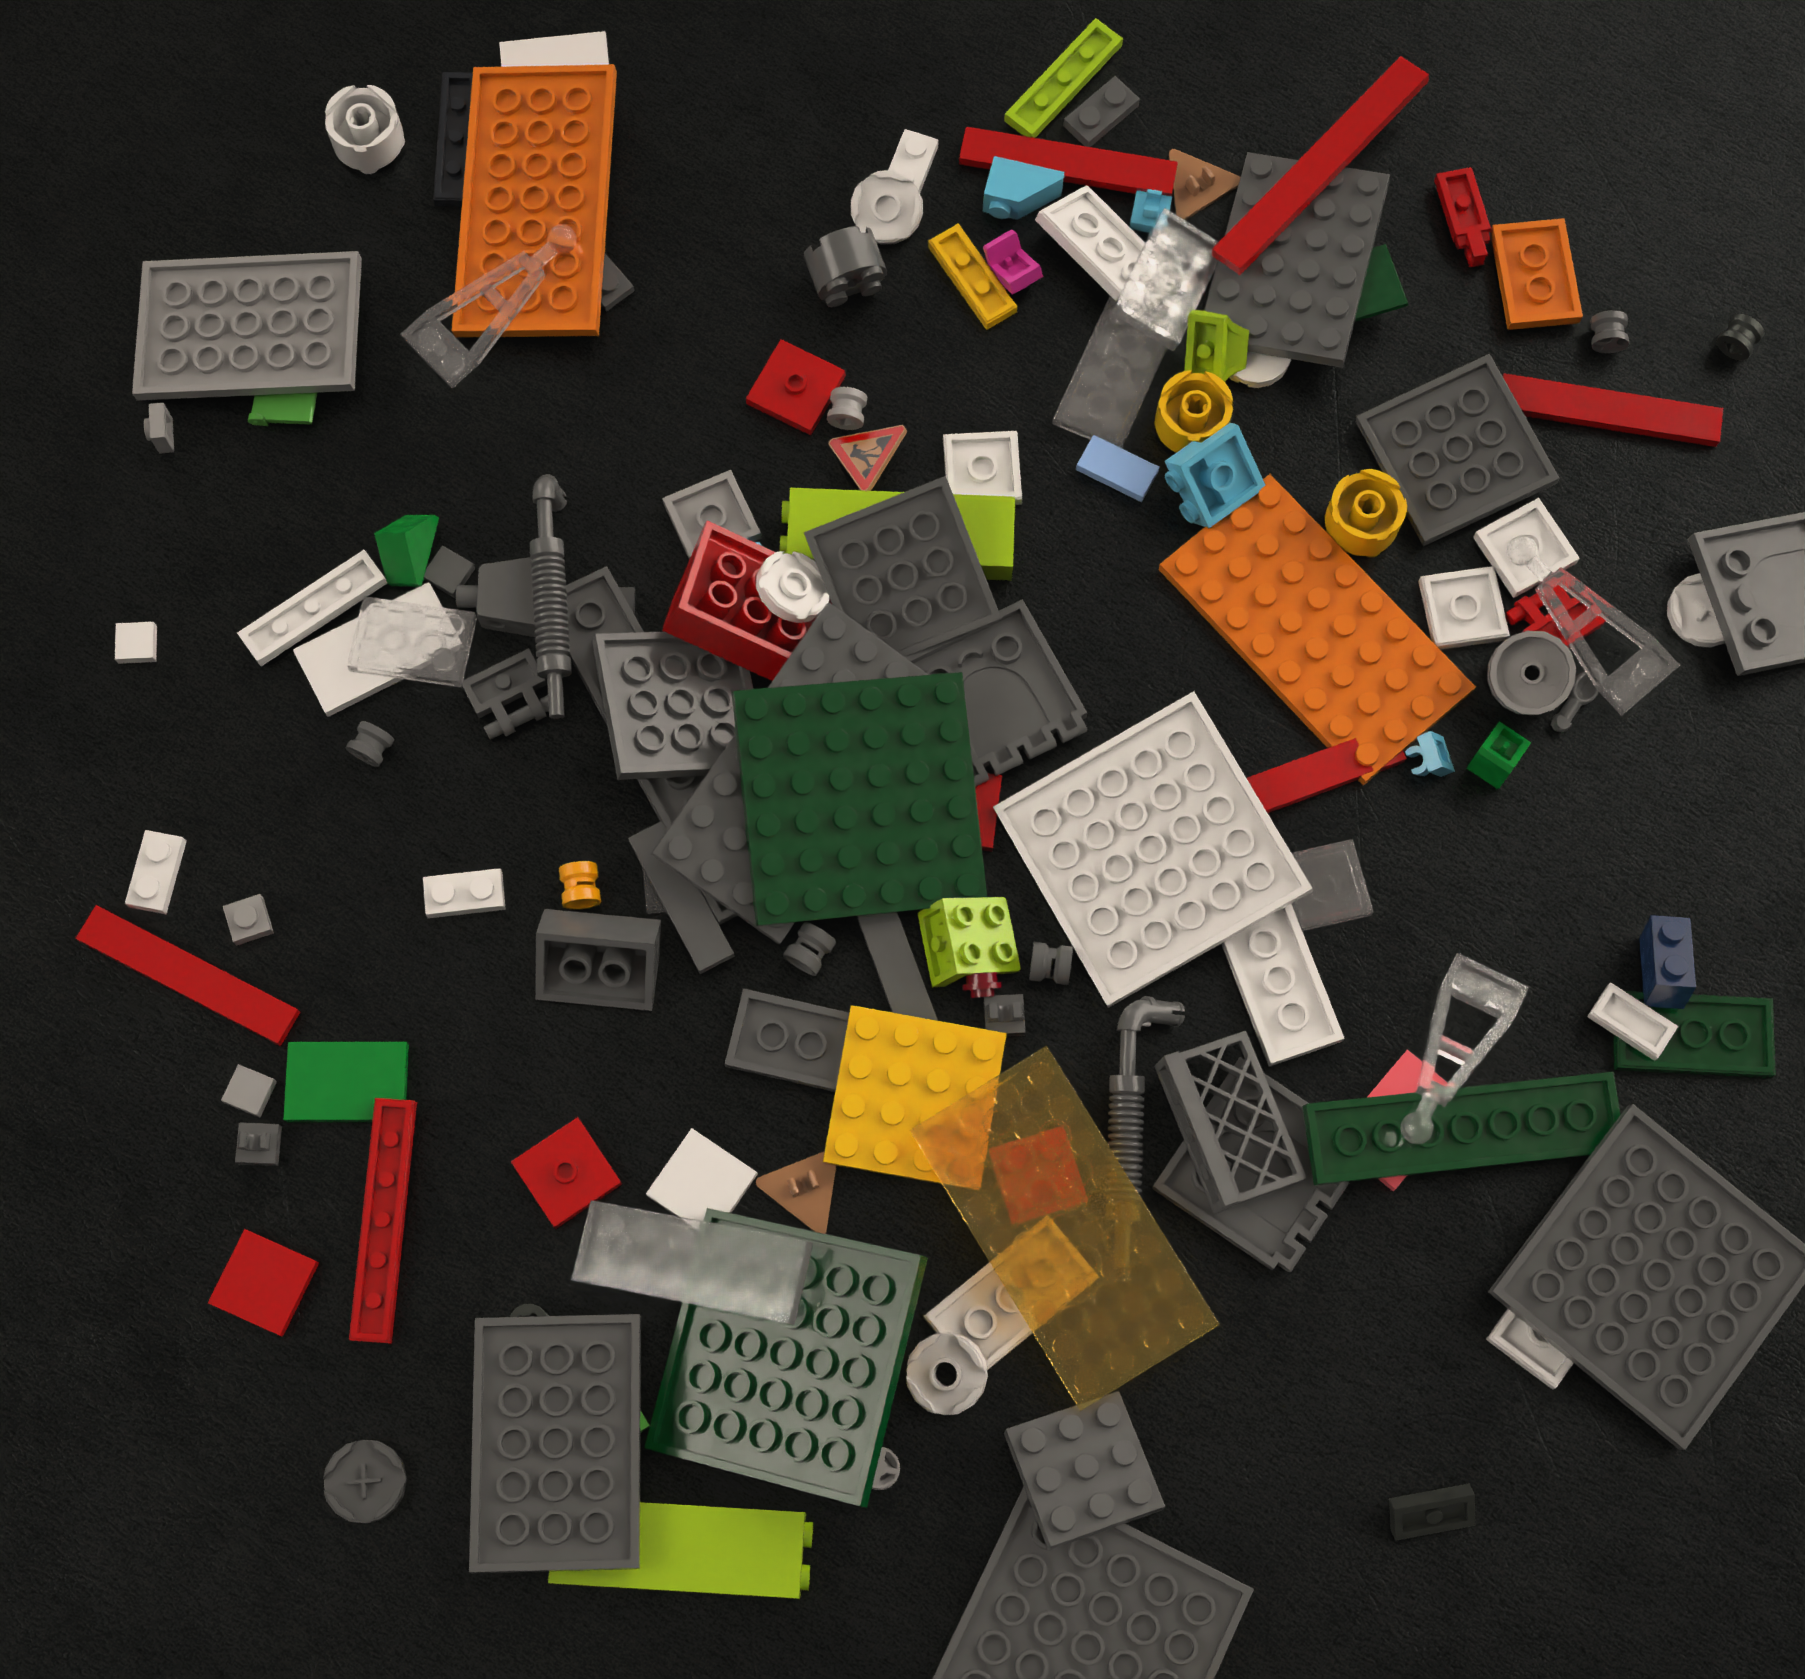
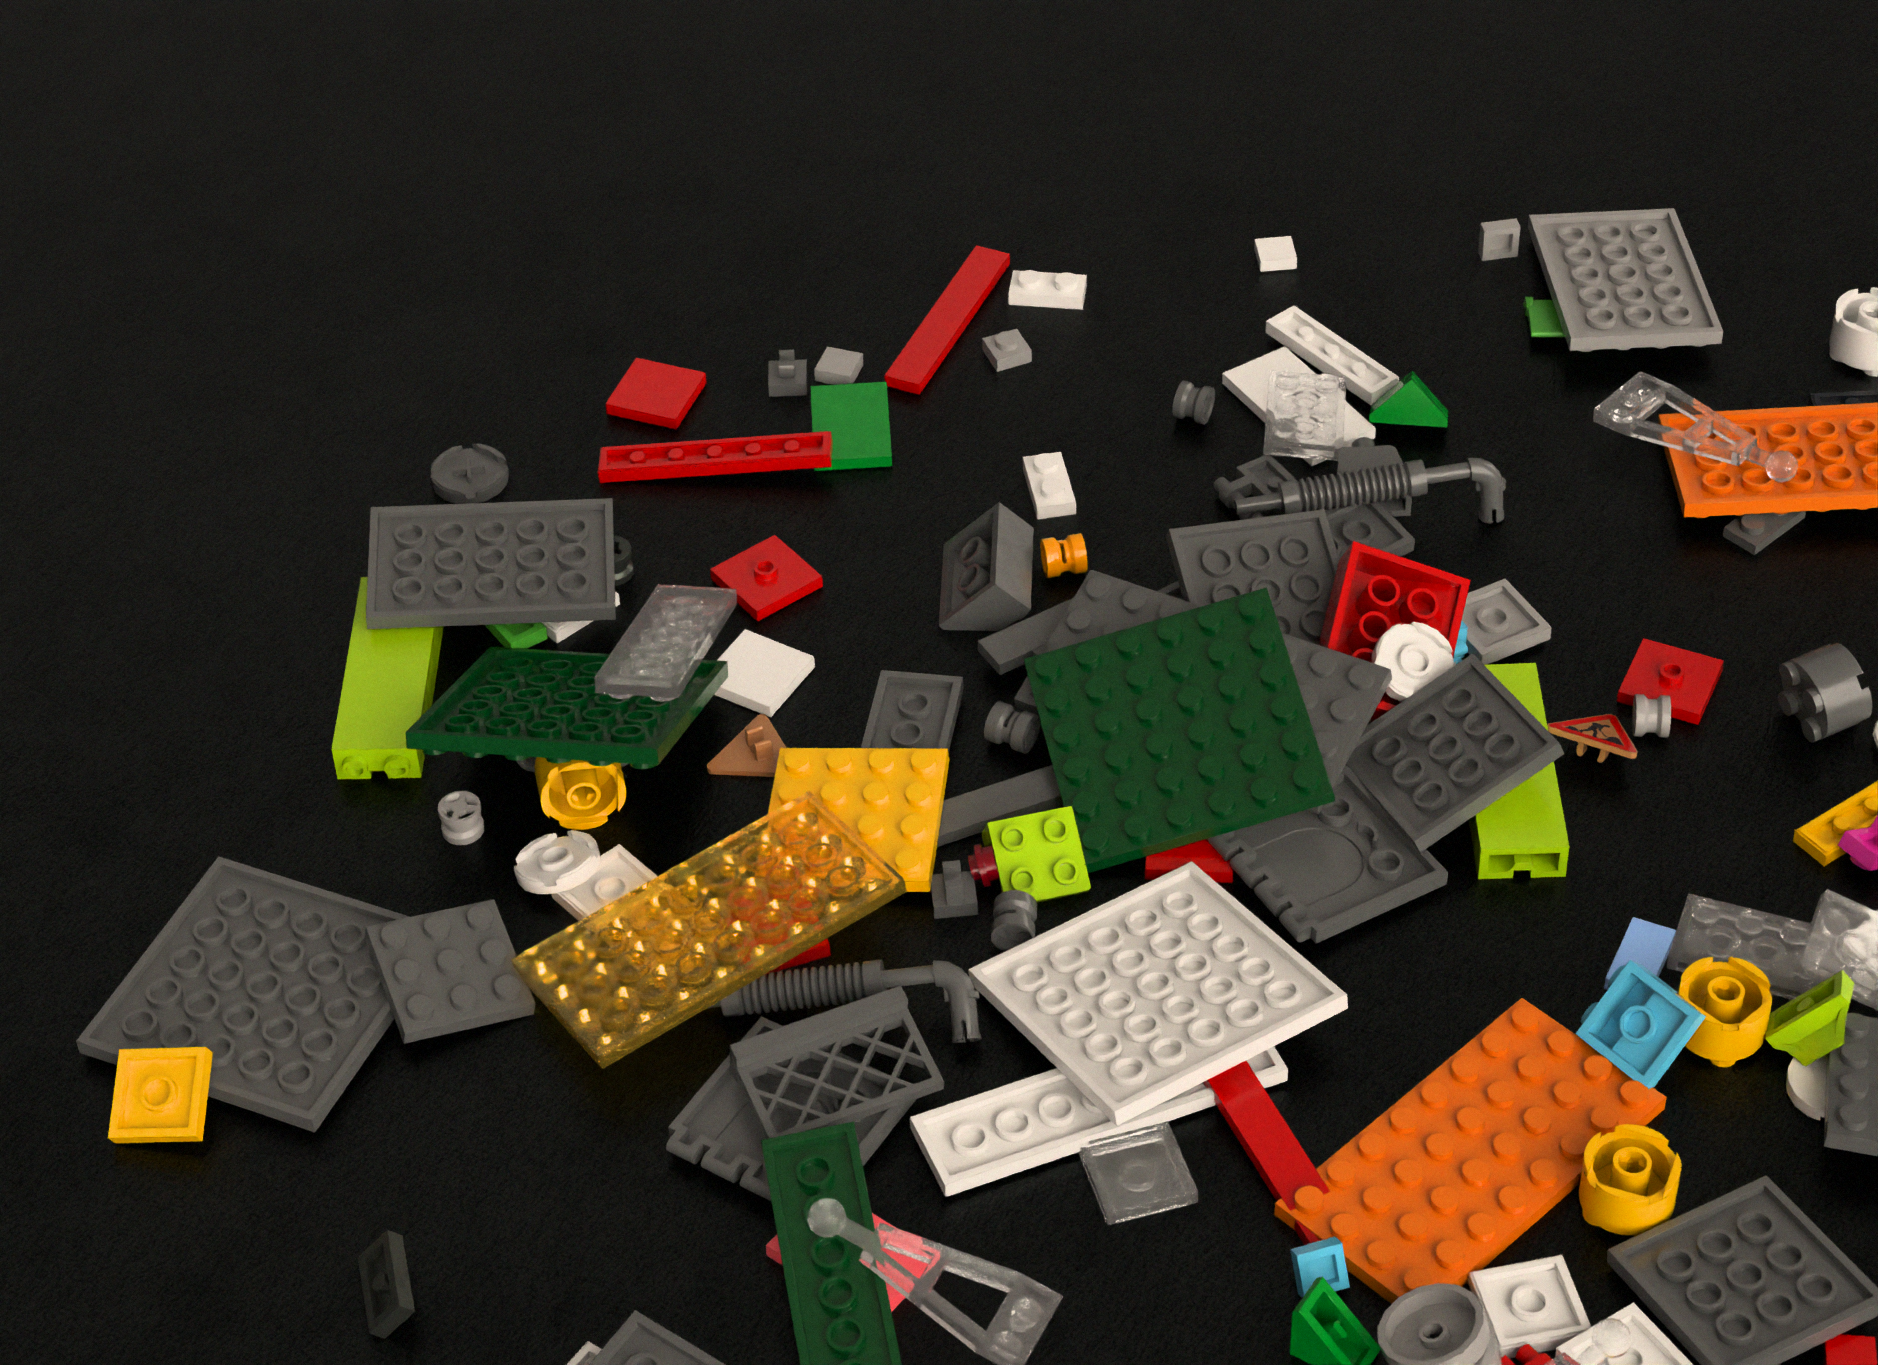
camera: 90 degrees right, 30 degrees down
(448, 571) = (1400, 438): dark grey tile -> none
(983, 464) = (1611, 842): white tile -> none

